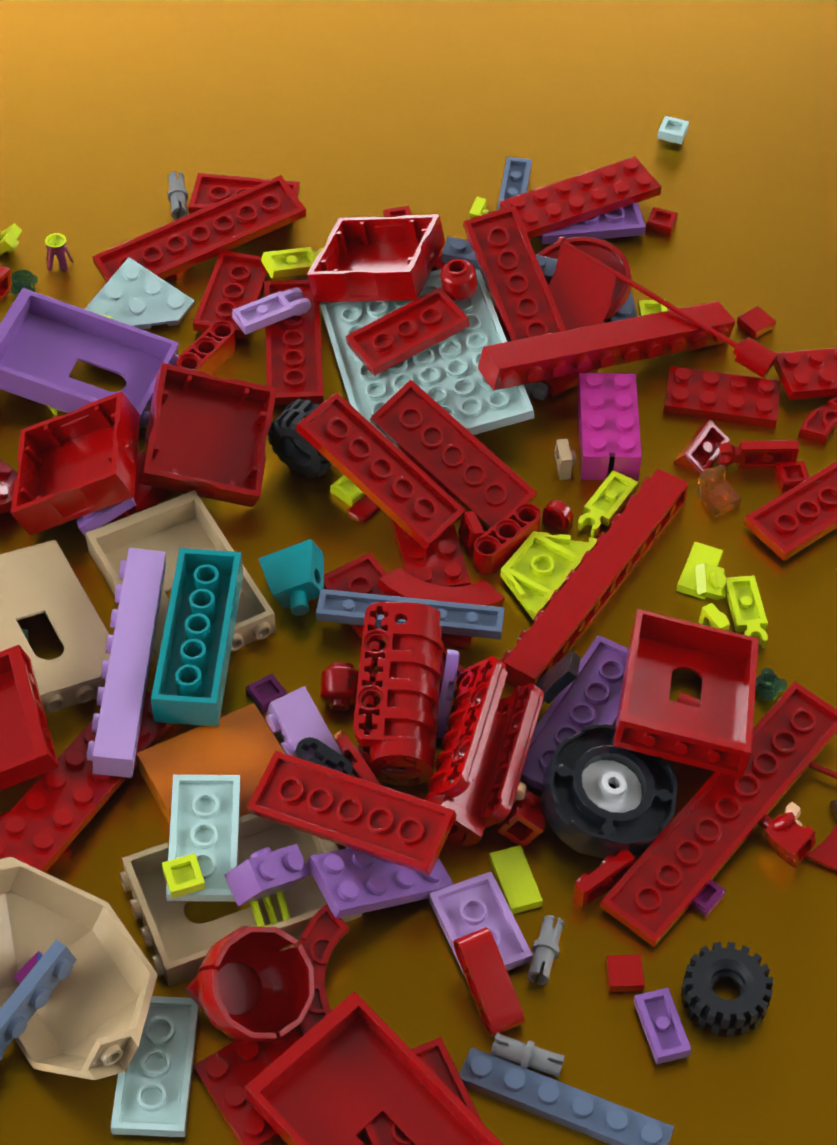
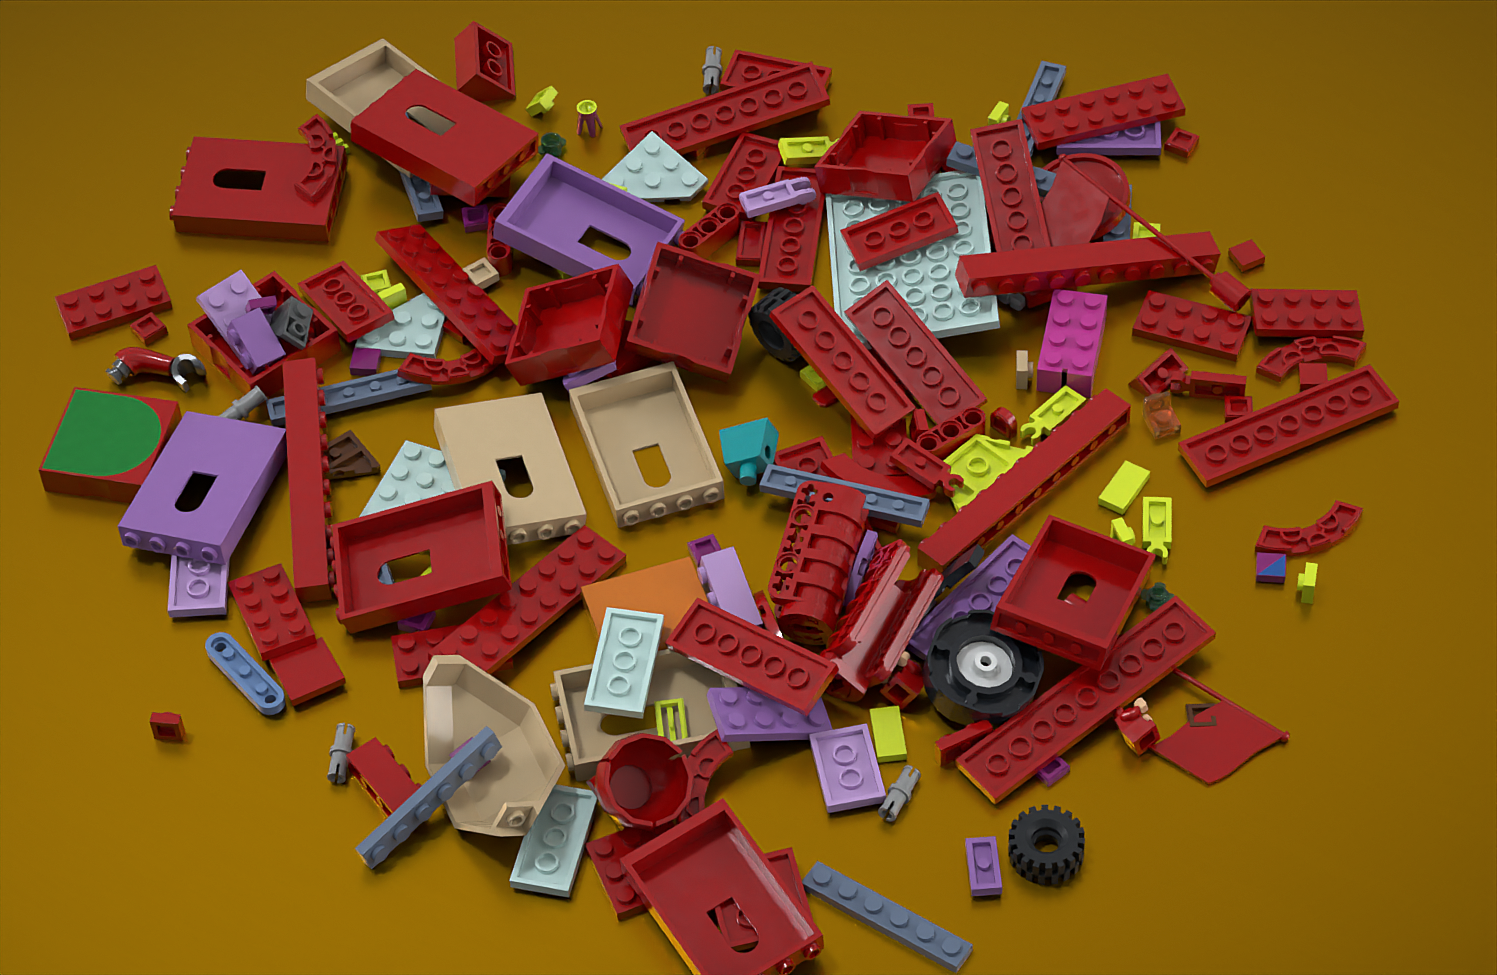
camera: 15 degrees right, 0 degrees up
(129, 663) = (586, 507): lavender brick -> none
(183, 875) = (600, 690): neon yellow plate -> none
(197, 637) = (649, 492): teal brick -> none
(251, 360) = (750, 243): none -> red tile
(267, 874) = (671, 698): medium lavender brick -> none
(323, 753) = (739, 605): black beam -> none
(339, 685) = (766, 550): red head -> none
(459, 279) = (956, 186): red head -> none
(489, 981) = (842, 810): red beam -> none
(490, 573) = (925, 467): none -> red plate
(527, 1054) = (863, 873): light grey pin -> none
(625, 973) = (963, 821): red tile -> none
(673, 130) = (1218, 47): light aqua plate -> none
(710, 581) = (1128, 498): neon yellow plate -> none

